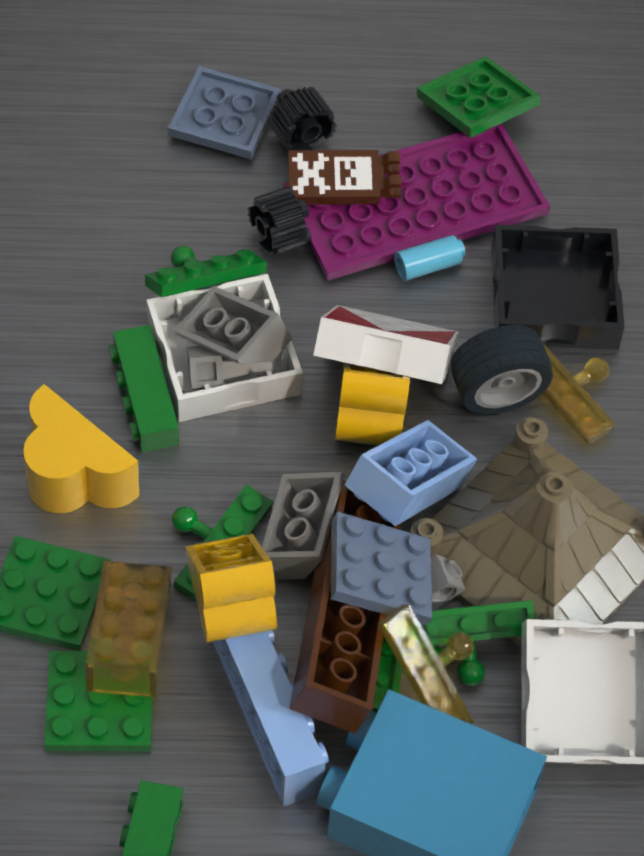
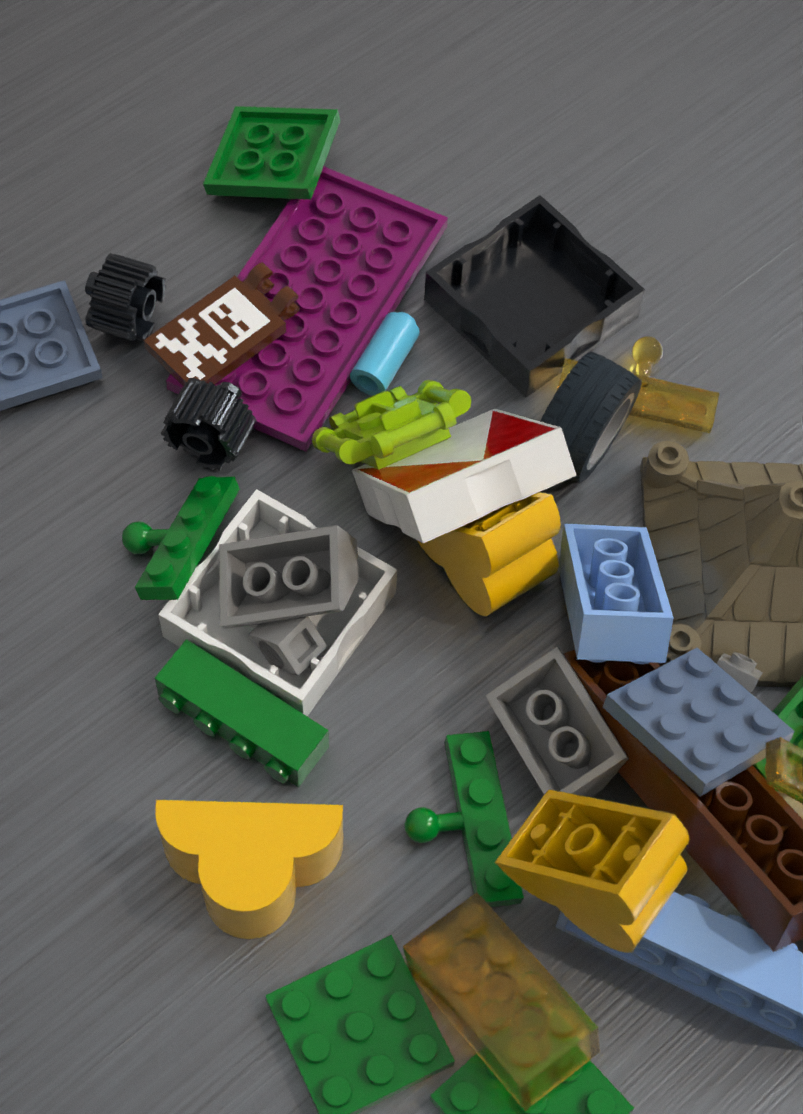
camera: 40 degrees left, 5 degrees up
(382, 294) = (393, 425): none -> lime brick

